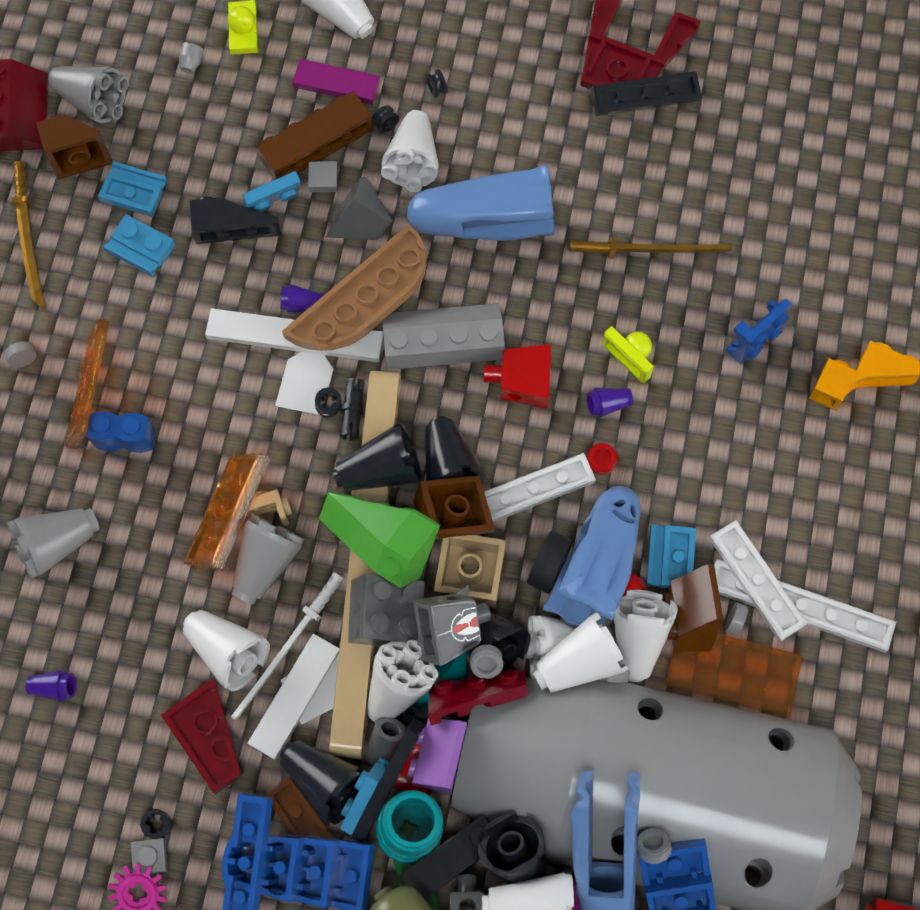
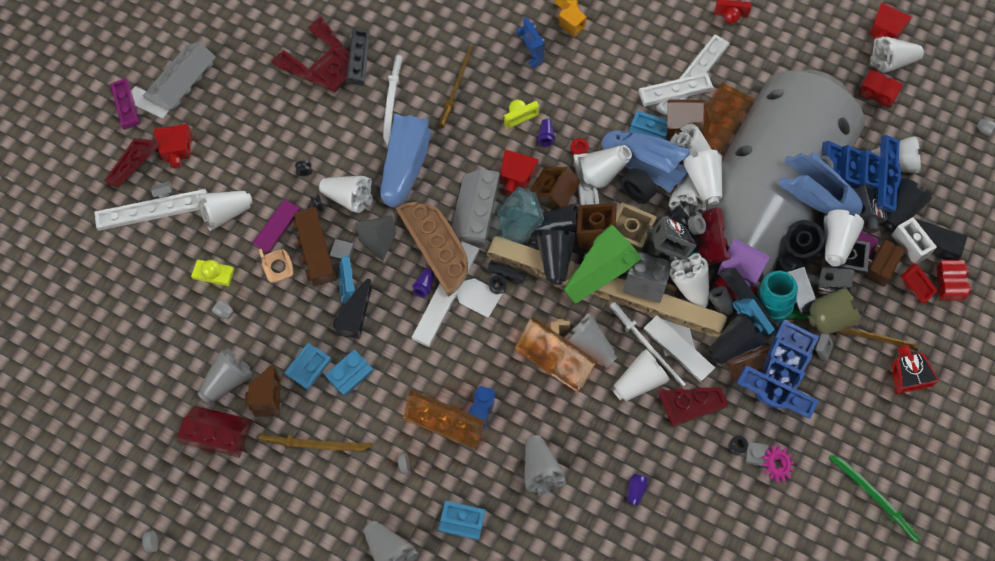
camera: 75 degrees left, 5 degrees down
(273, 86) = (269, 258): none -> light nougat piece
(436, 395) = (520, 215): none -> clear light blue brick
(512, 438) = (555, 187): none -> reddish brown slope
(563, 494) = (604, 165): none -> white cone
(627, 157) = (393, 80): none -> white sword

